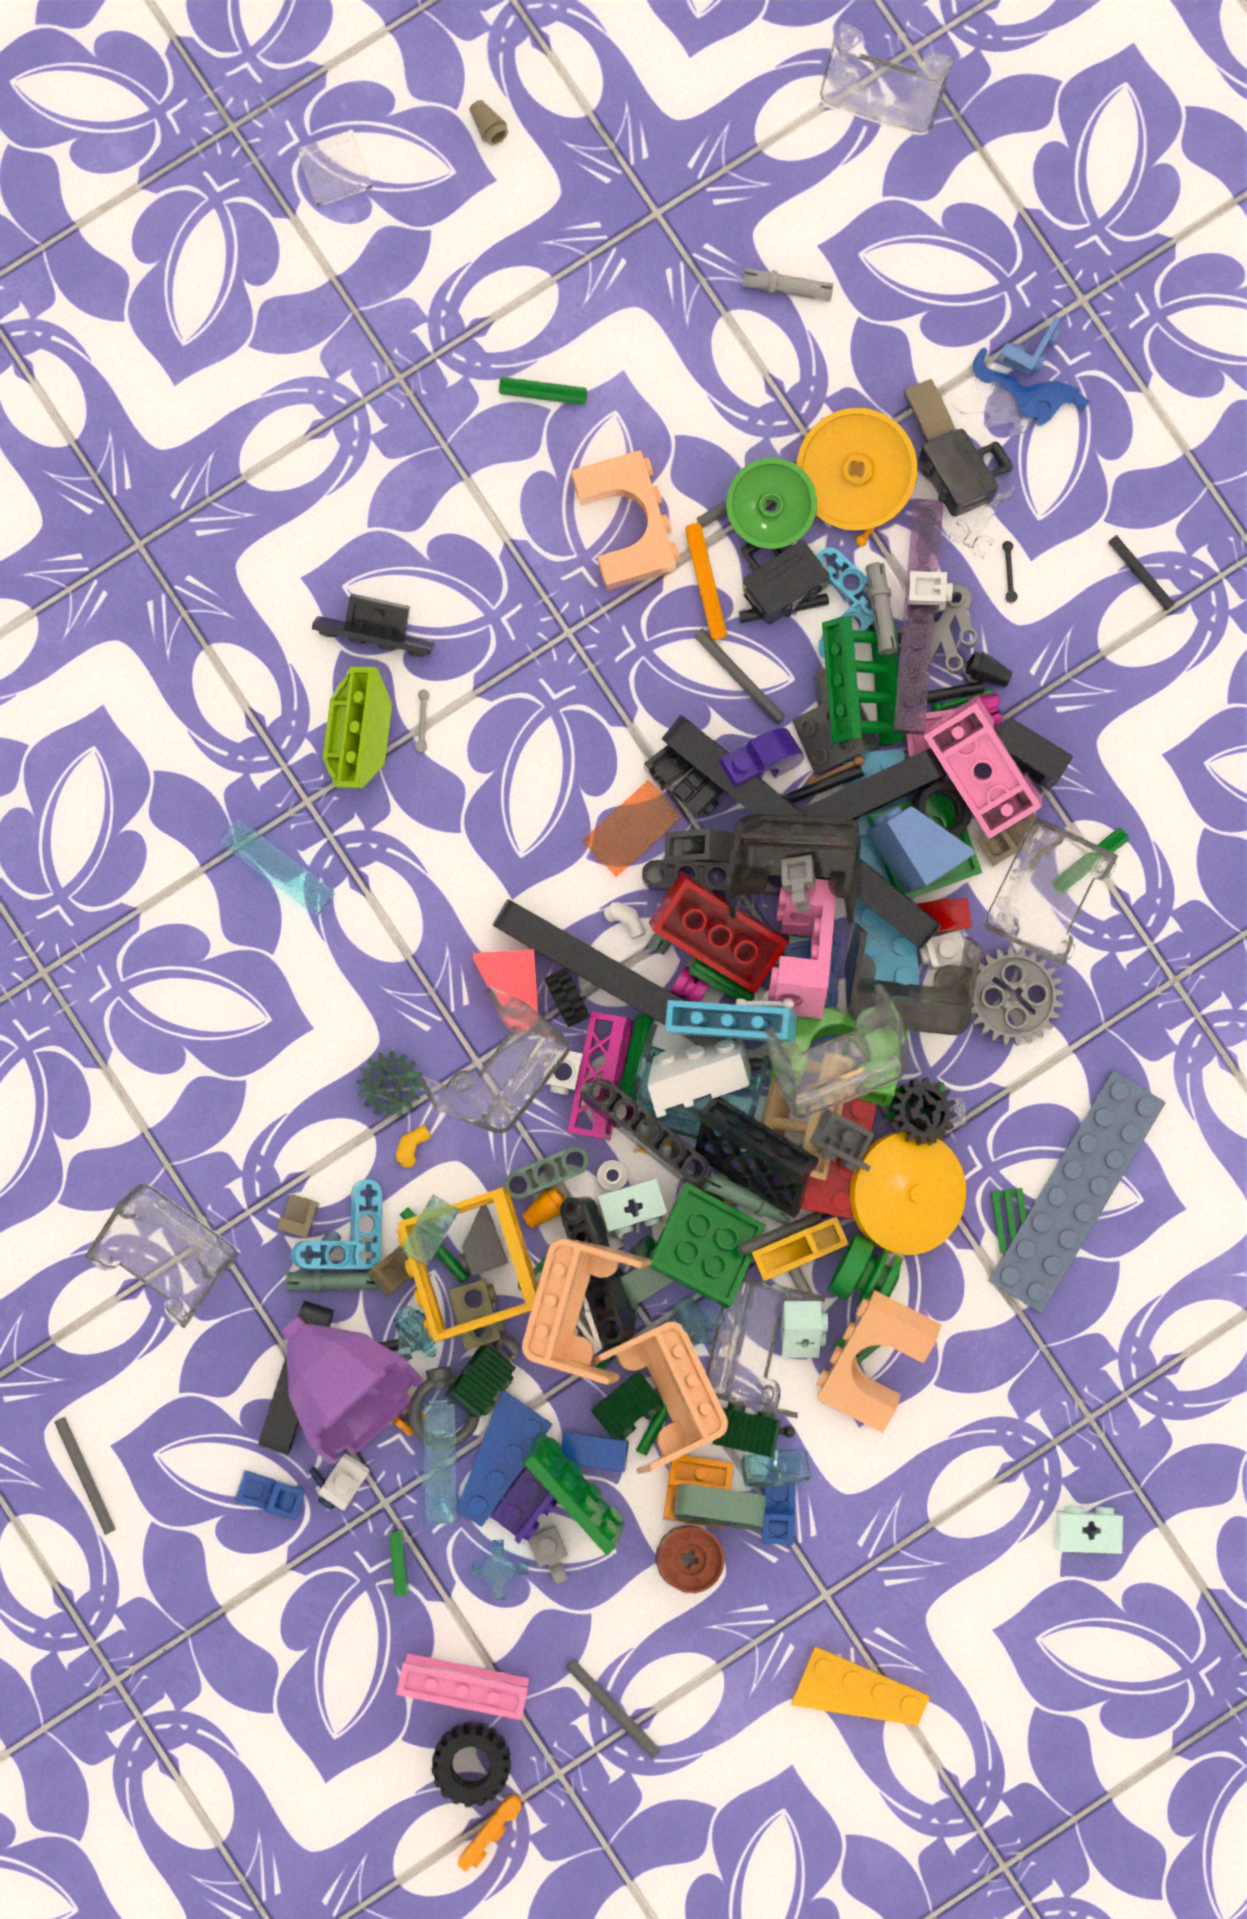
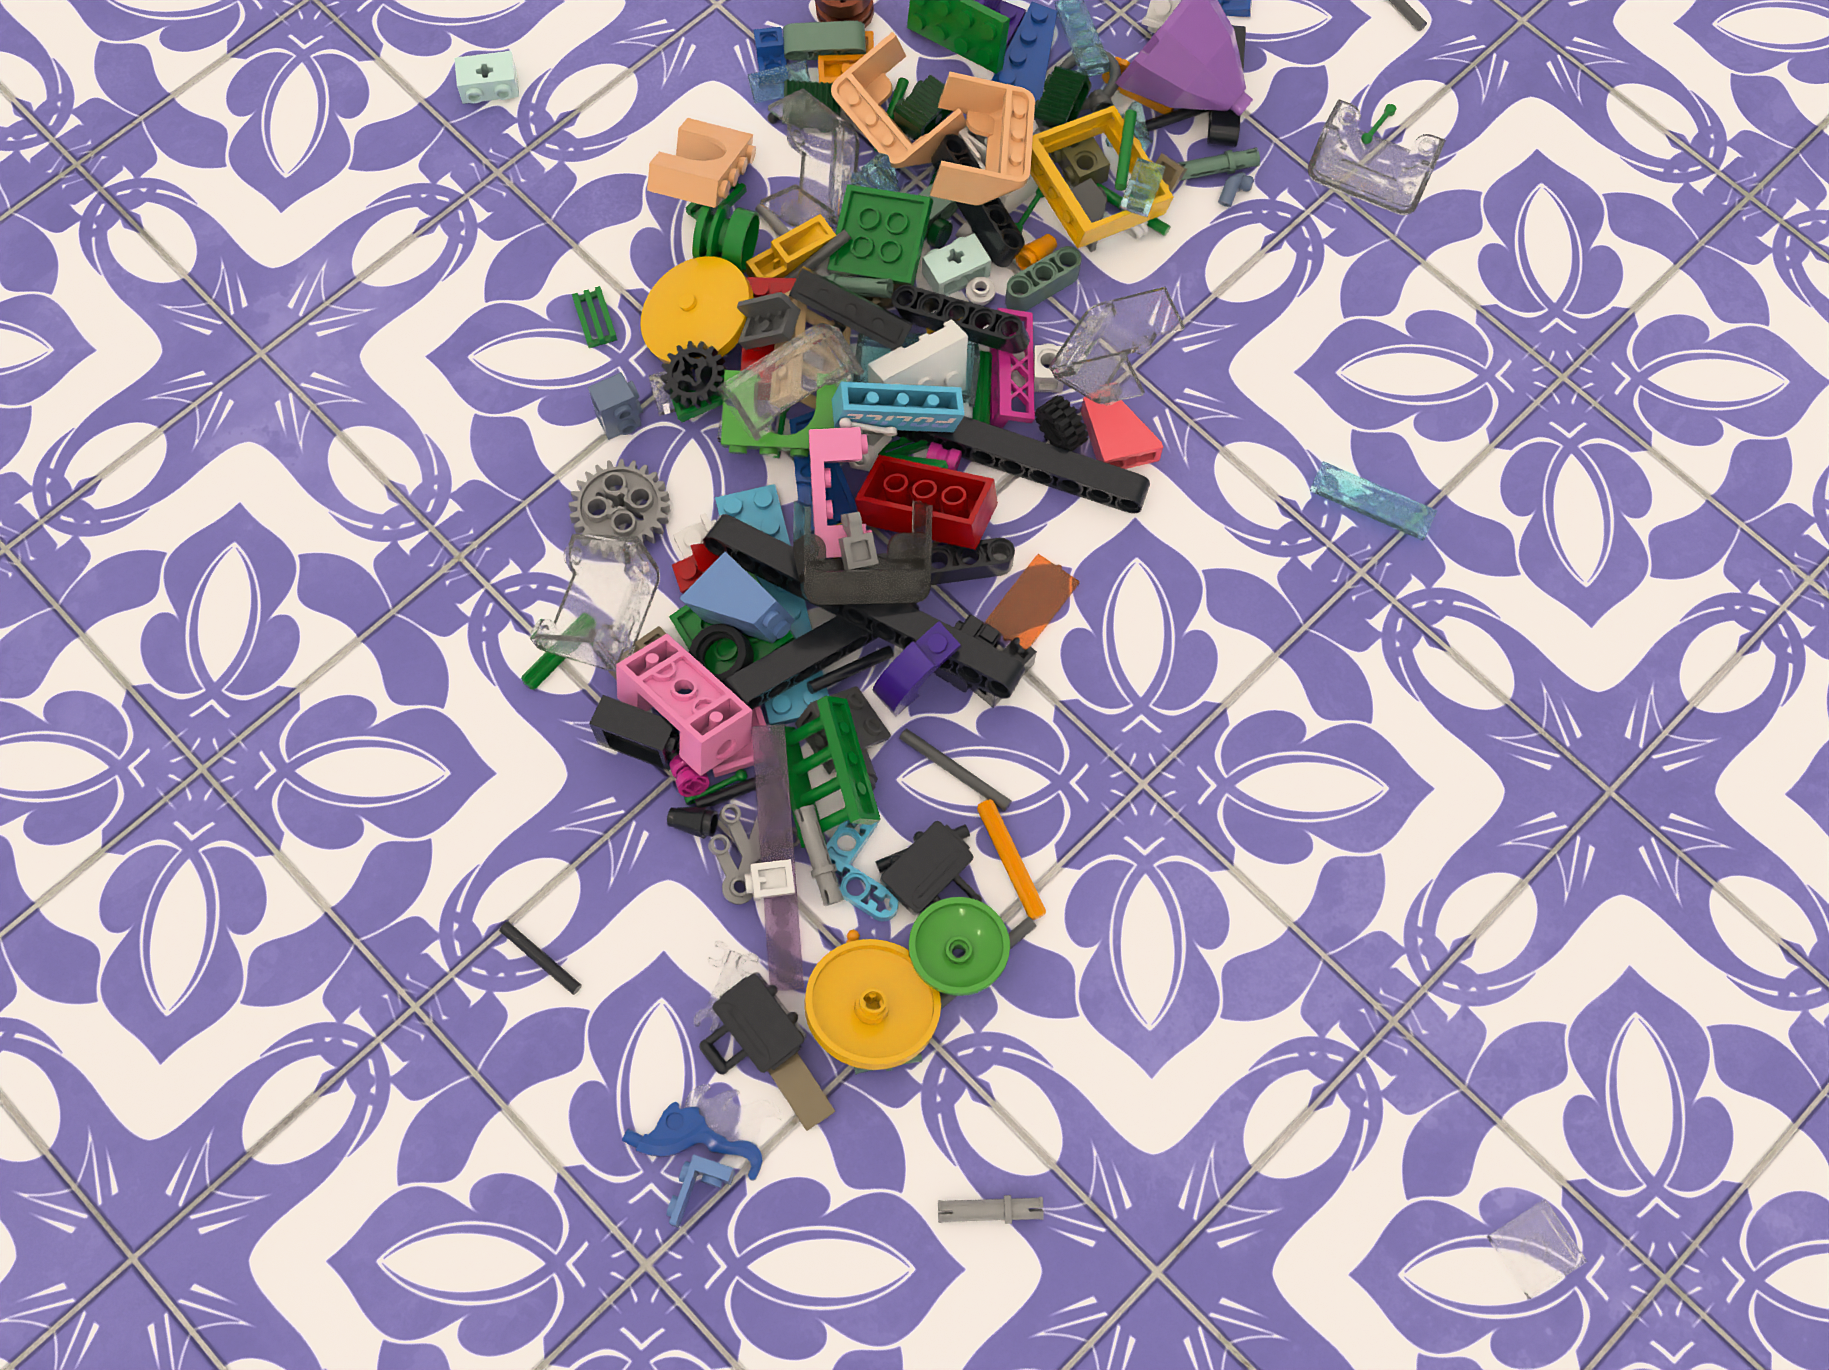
camera: 170 degrees right, 15 degrees down
(126, 1319) = (1389, 110): none -> green hinge
(299, 1216) = (1261, 208): dark tan panel -> none
(352, 1248) = (1207, 189): medium azure beam -> none
(357, 728) = (1332, 634): lime wedge -> none
(376, 623) = (1345, 746): black bracket -> none
(403, 1080) = (1209, 329): clear green gear -> none
(407, 1146) = (1178, 281): yellow arm -> none
(421, 745) = (1263, 644): light grey hinge -> none
(435, 1281) = (1125, 150): none -> green bar
(489, 123) = (1379, 1339): dark tan cone -> none
(543, 390) = (1235, 1033): green axle -> none
(595, 1451) = (941, 66): blue slope -> none
(625, 914) = (1019, 517): white arm -> none
(629, 478) = (1115, 950): light nougat arch -> none
(699, 845) = (961, 589): dark grey slope -> none
(803, 1329) = (774, 178): light aqua brick -> none
(858, 760) = (856, 679): medium nougat hinge -> none
(933, 1009) = (719, 471): clear smoke windscreen -> none
(1003, 1097) = (616, 405): none -> sand blue brick
(1011, 596) = (680, 907): black hinge -> none
(1076, 1191) = (532, 353): sand blue plate -> none

